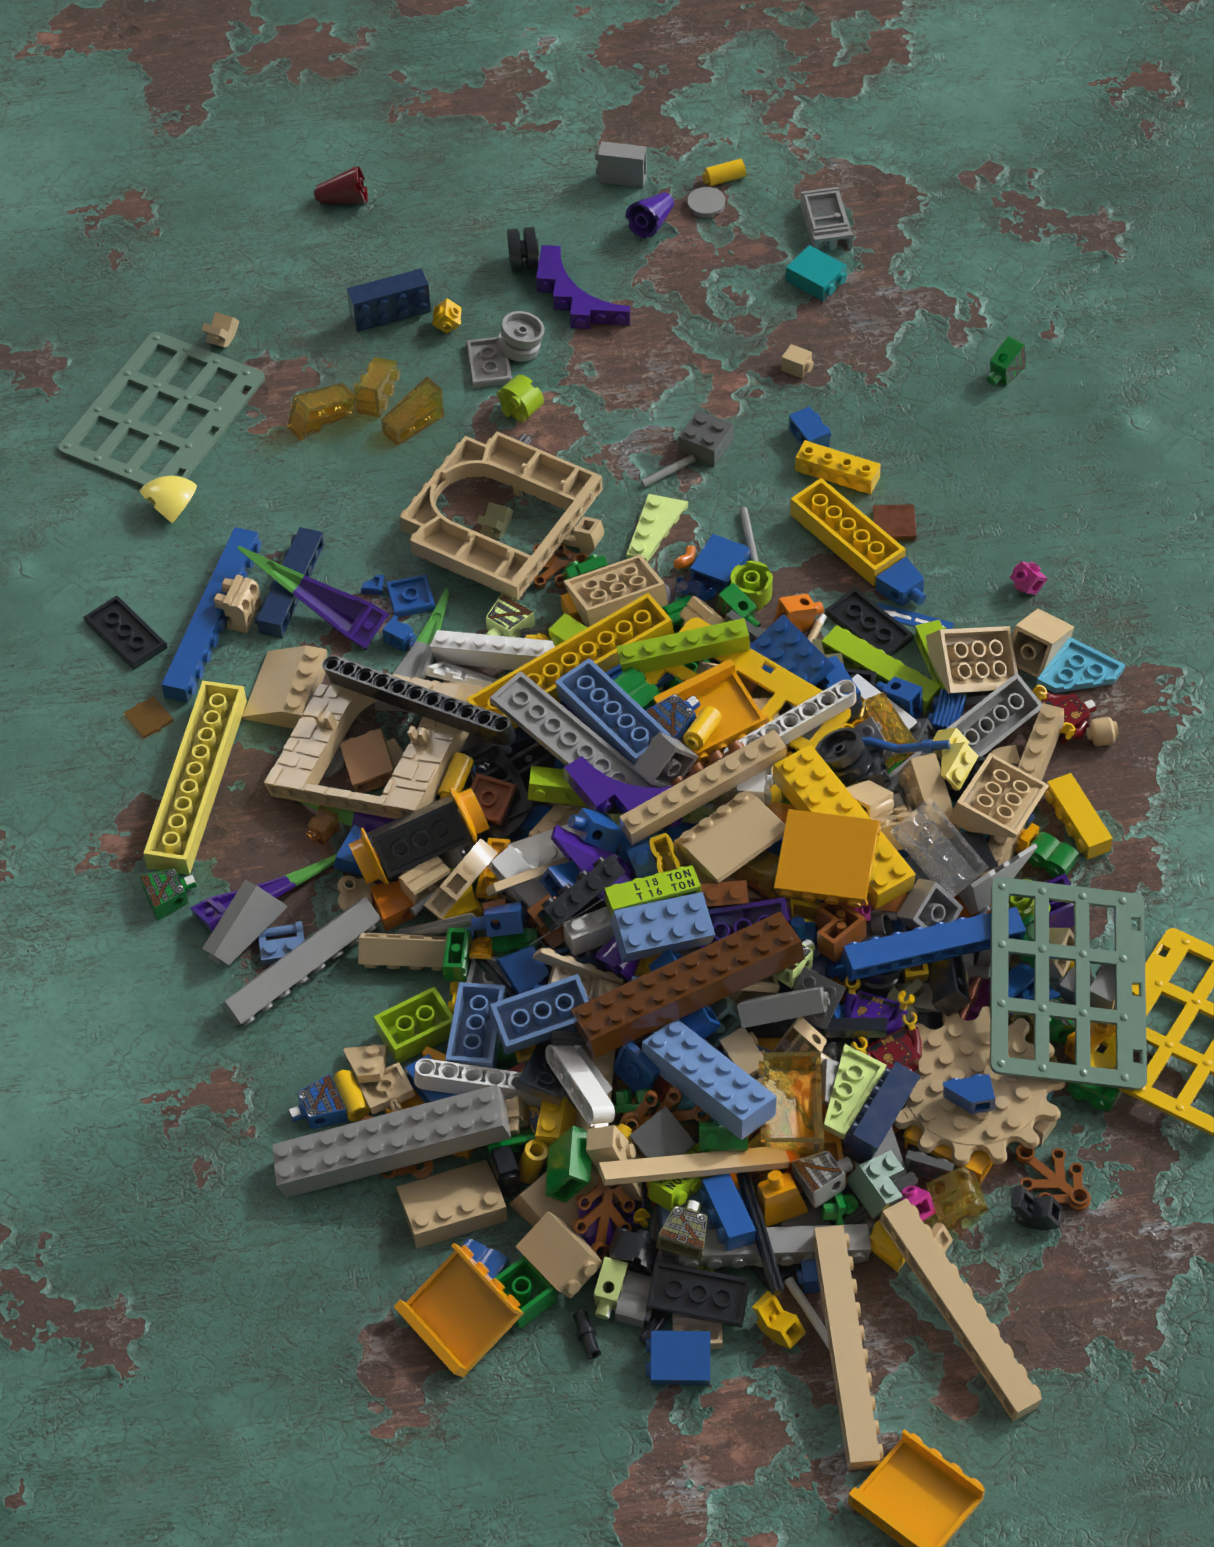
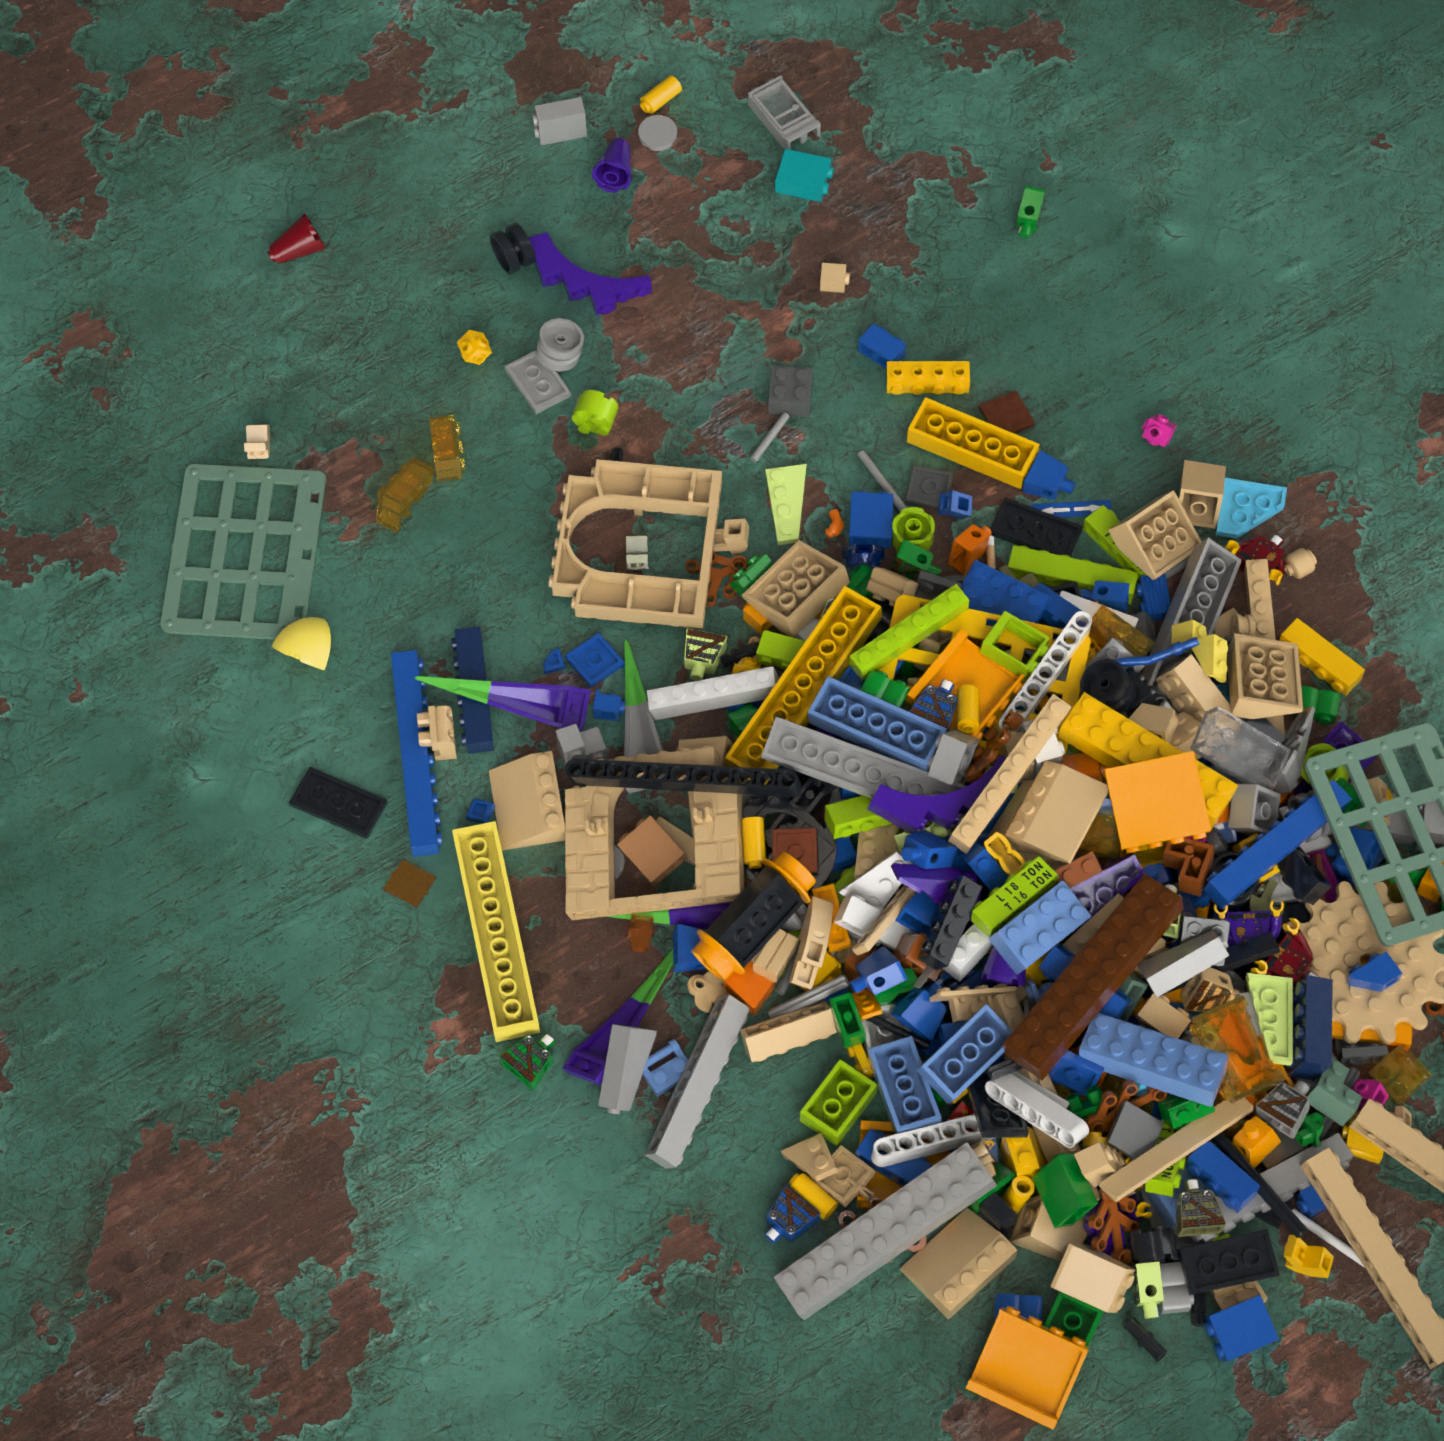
camera: 25 degrees left, 10 degrees up
(241, 678) = (480, 811): none -> blue tile
(346, 647) = (580, 745): none -> light grey brick
(389, 300) = (410, 350): dark blue brick -> none
(414, 412) = (498, 464): clear yellow wedge -> none
(455, 673) = (692, 727): white wing -> none
(765, 672) = (1022, 630): none -> lime window
(790, 558) = (926, 486): none -> dark grey tile
(810, 576) = (955, 504): none -> blue brick
(1012, 756) = (1242, 625): none -> tan wheel

